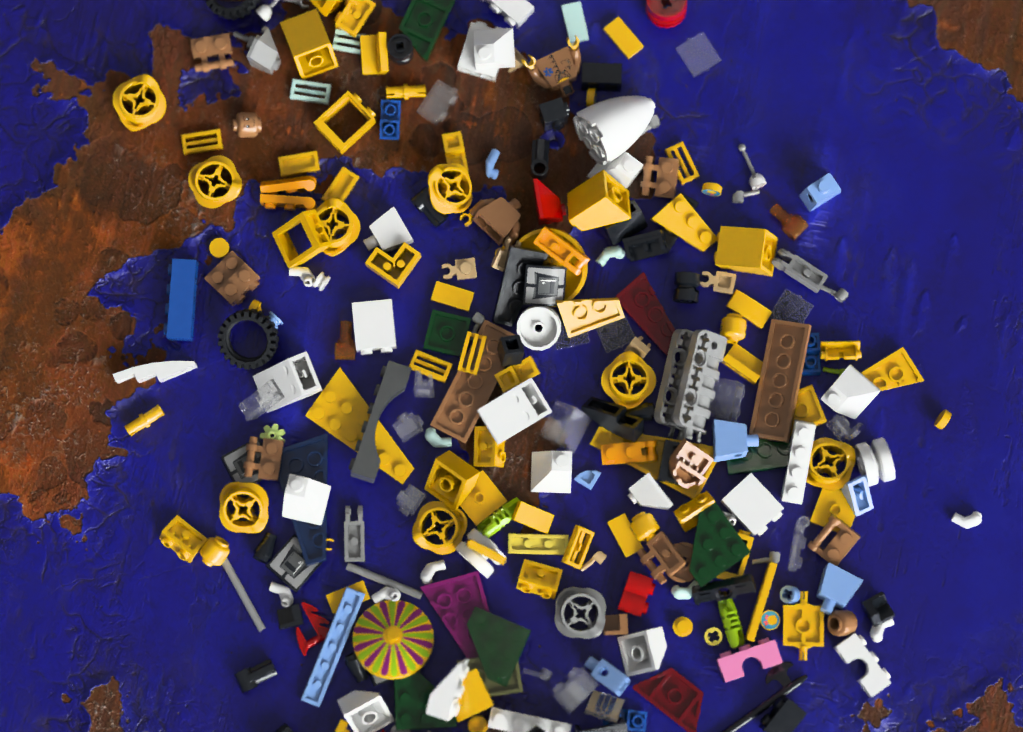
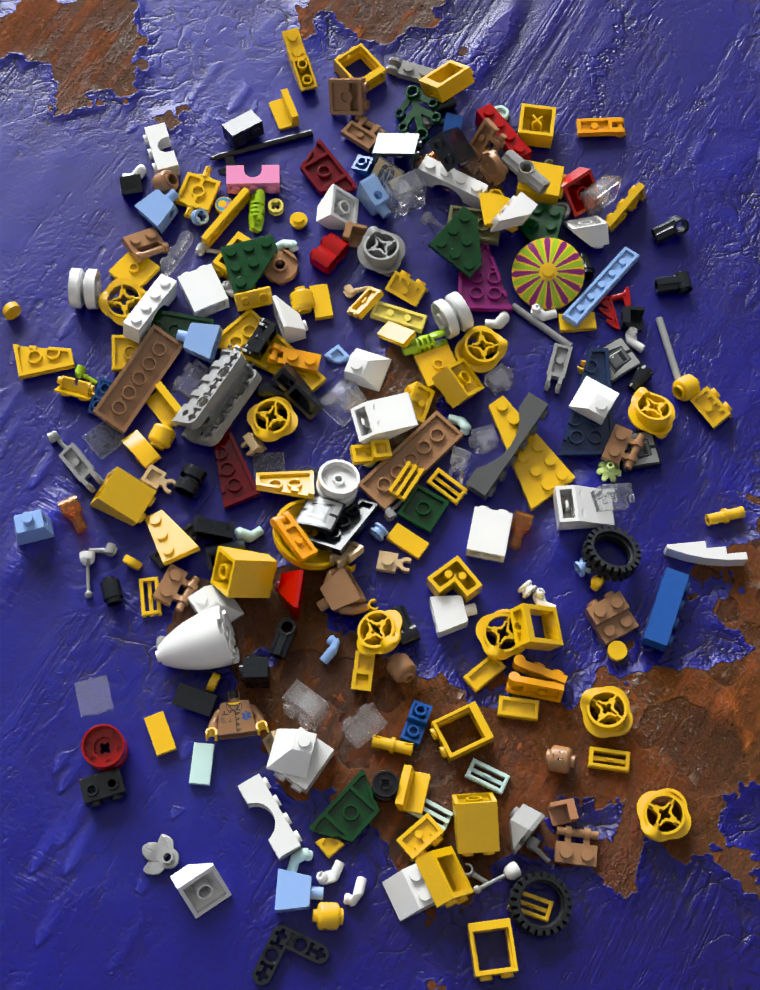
camera: 165 degrees left, 15 degrees down
(232, 79) = (562, 812): none -> nougat panel
(419, 164) = (401, 667): none -> medium nougat head
(483, 295) = (378, 531): none -> light blue bush
(486, 551) = (448, 299): yellow tile -> none
(496, 96) = (305, 706): none -> clear brick
(510, 350) = (370, 468): black brick -> none
(667, 555) = (292, 270): medium nougat plate -> none
(689, 464) = (246, 328): slope -> none
(720, 154) = (111, 591): none -> black brick
(736, 586) = (252, 229): black piece -> none
(841, 428) = (96, 320): clear bracket -> none
(850, 393) = (83, 352): white slope -> none
(858, 495) = (110, 270): light blue slope -> none
(969, 521) = (27, 229): white arm -> none

